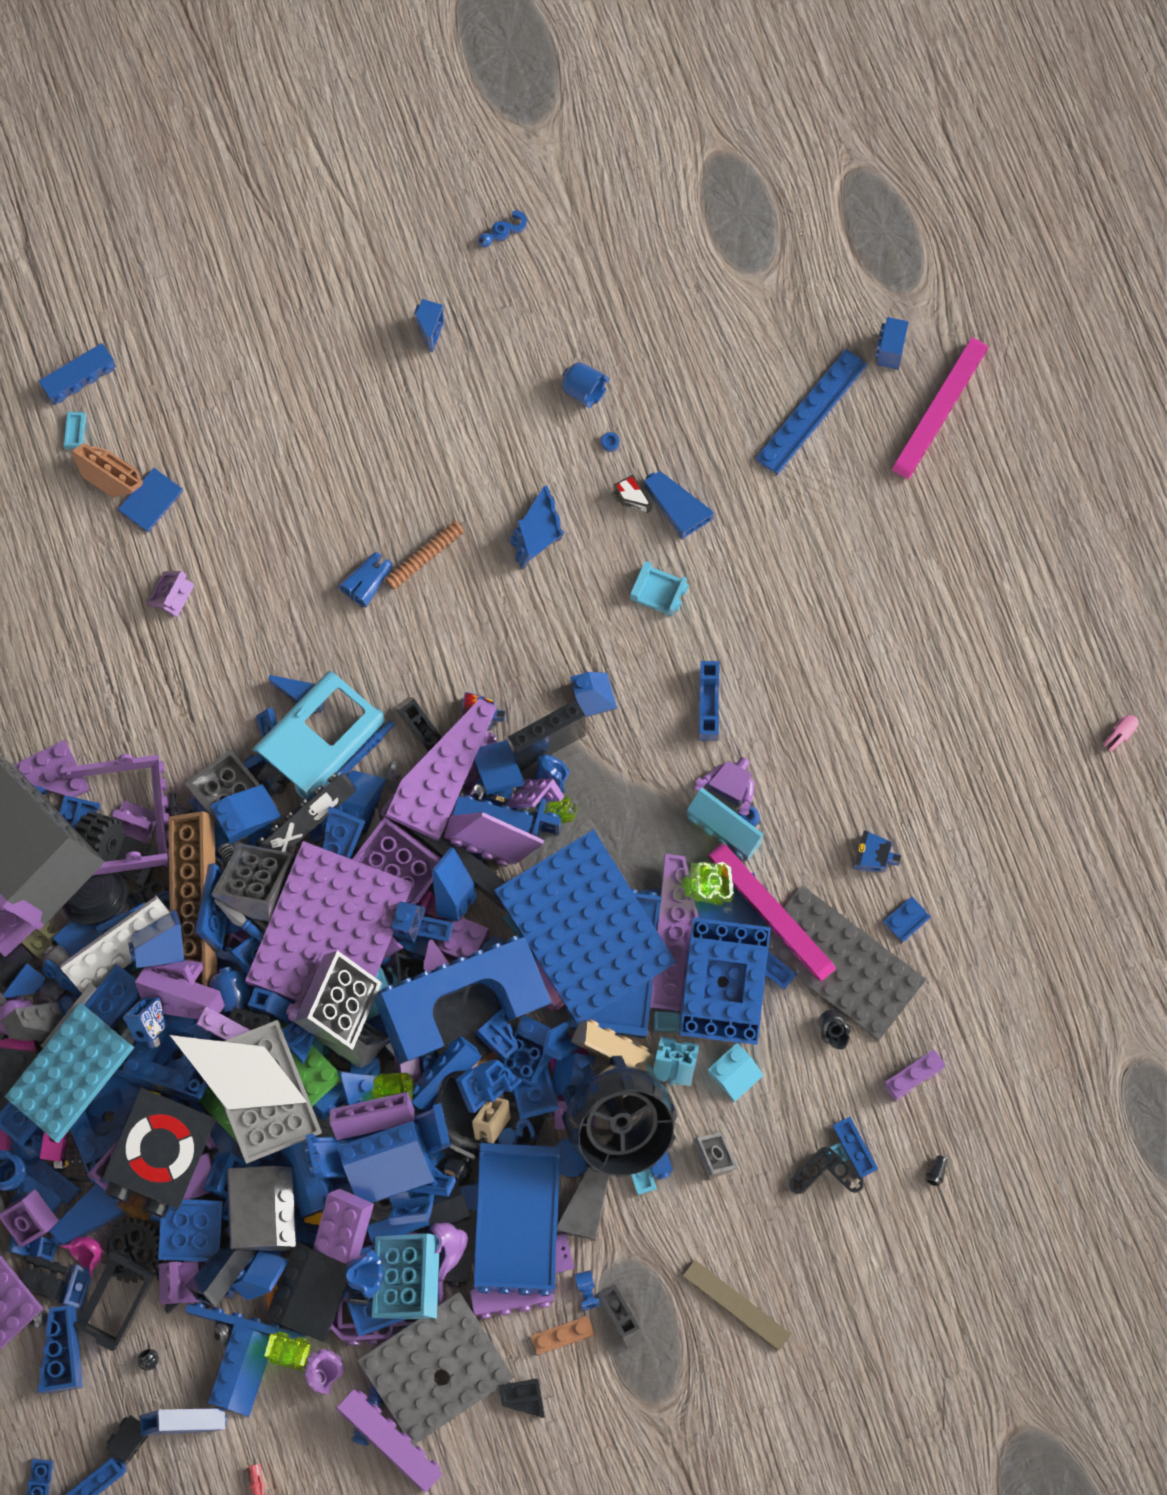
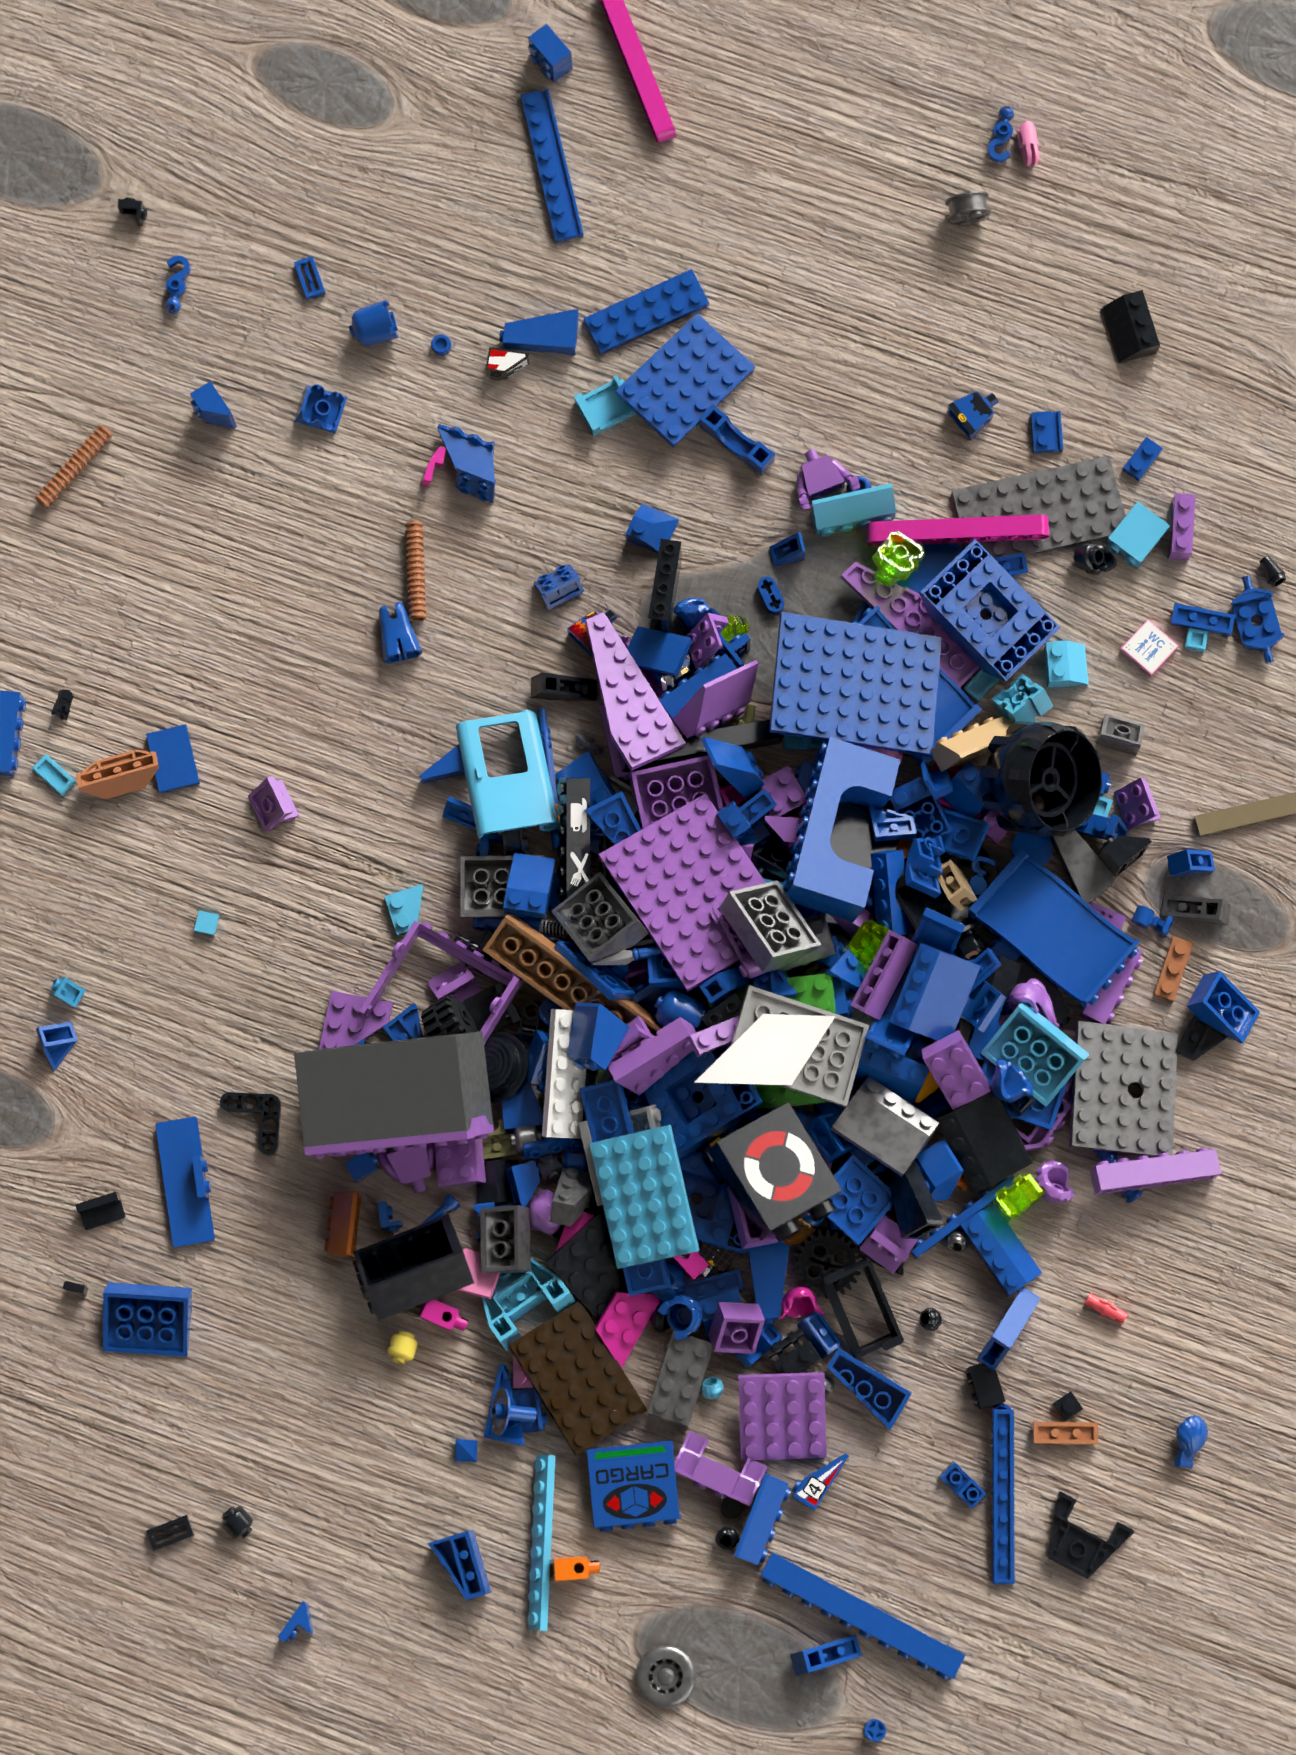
camera: 50 degrees left, 5 degrees up
(47, 616) = (206, 923): none -> medium azure tile
(130, 395) = (63, 704): none -> black piece
(146, 1021) = (655, 1097): blue torso -> none
(167, 742) = (405, 908): none -> medium azure wing
(314, 267) = (73, 466): none -> nougat piece
(492, 397) = (320, 408): none -> blue slope
(494, 662) = (559, 586): none -> blue bracket
(506, 873) = (749, 716): none -> olive arm
(518, 504) = (436, 461): none -> dark pink slope
(534, 156) = (133, 207): none -> black bracket
(560, 1395) = (1223, 1006): none -> blue slope
(576, 327) = (314, 293): none -> blue tile
(615, 819) = (766, 597): none -> blue beam
(615, 1225) = (1122, 852): none -> black slope
(628, 1198) = (1103, 827): none -> blue bracket
(655, 1285) = (1190, 862): none -> blue slope
(656, 803) = (788, 550): none -> blue slope
(669, 1209) = (1137, 804): none -> medium lavender bracket
(724, 627) = (684, 380): none -> blue plate
(756, 563) = (646, 311): none -> blue plate
(800, 1125) = (1149, 647): none -> white tile
(830, 1166) = (1202, 642): black beam -> none
(880, 1047) = (1137, 535): none -> medium azure panel
(893, 1173) = (1257, 603): none -> blue plate
(945, 1006) = (1142, 459): none -> blue plate
(1030, 726) = (968, 207): none -> flat silver wheel
(1040, 917) = (1131, 327): none -> black slope
(1114, 707) = (1002, 133): none -> blue piece

